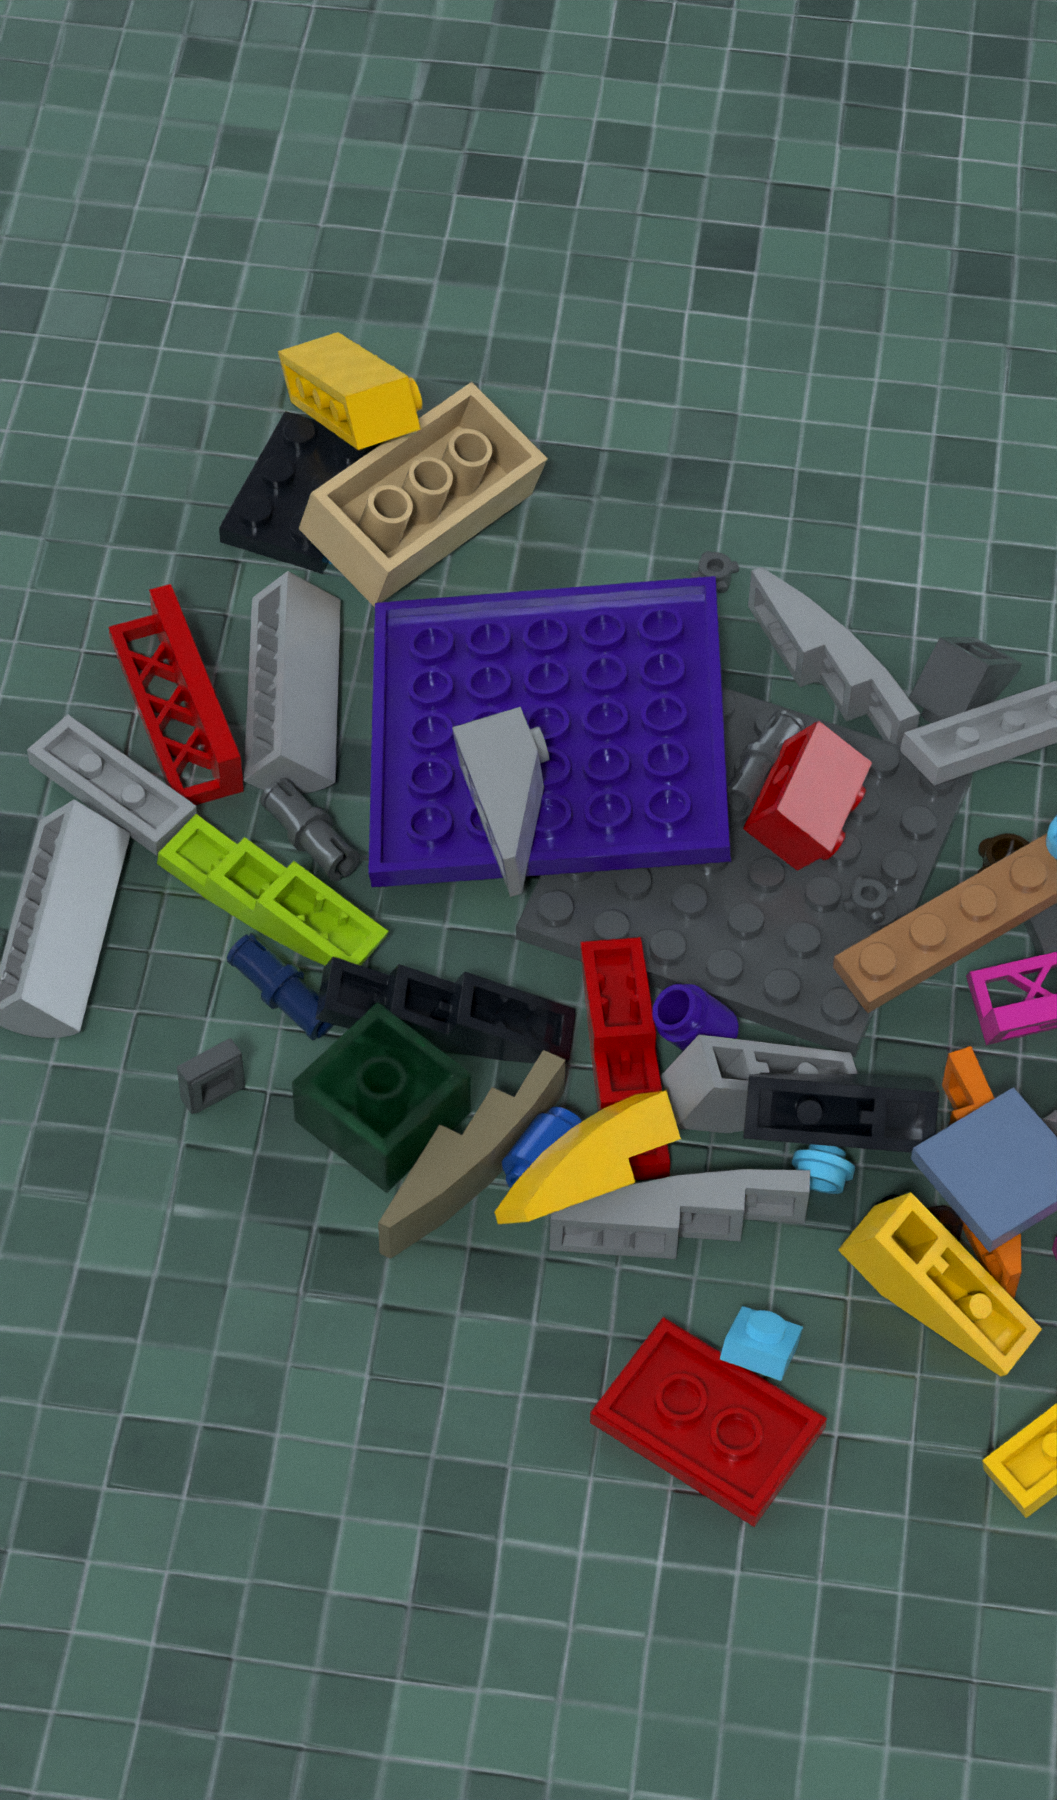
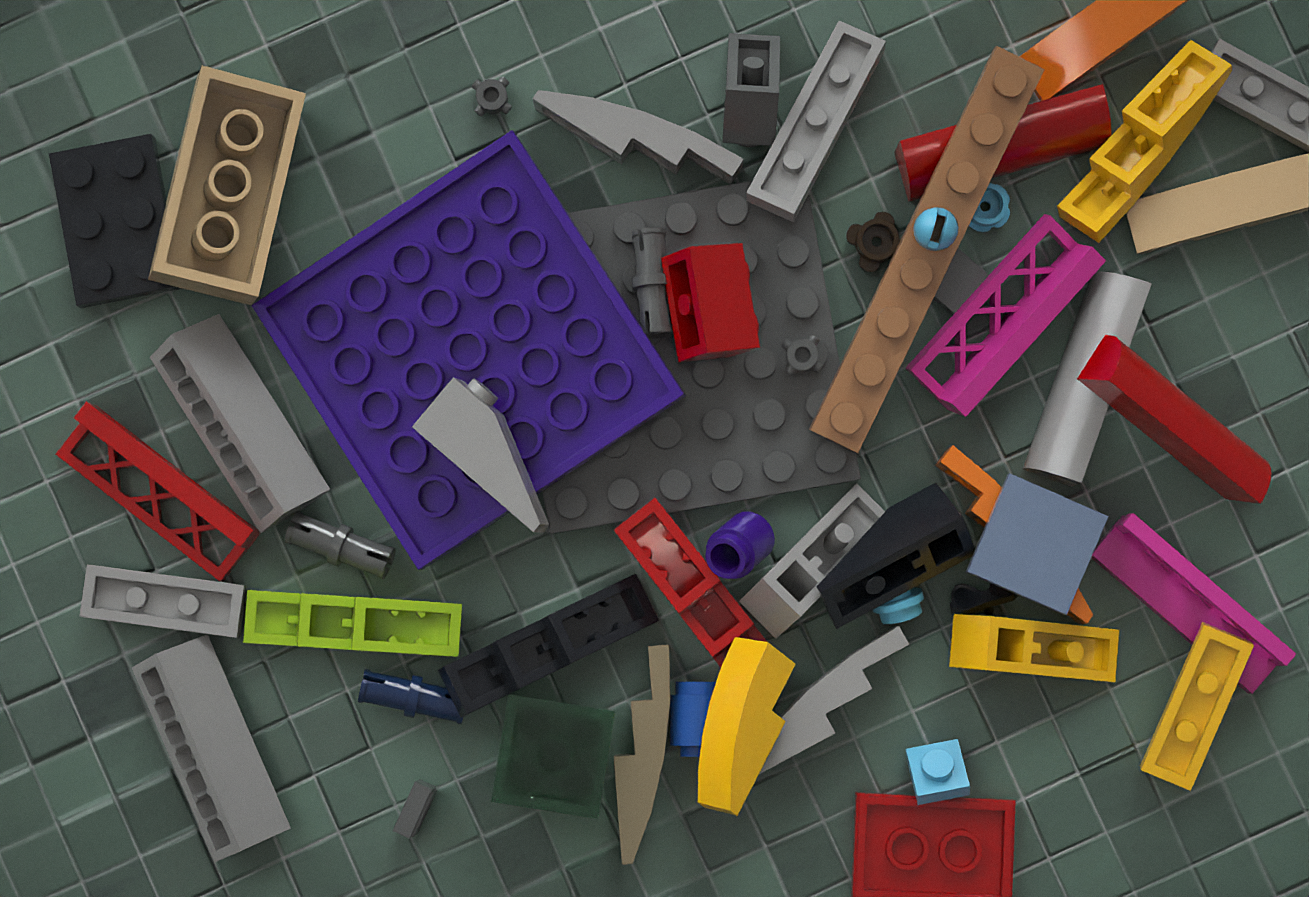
camera: 30 degrees left, 30 degrees up
(351, 390) = (104, 129): yellow brick -> none

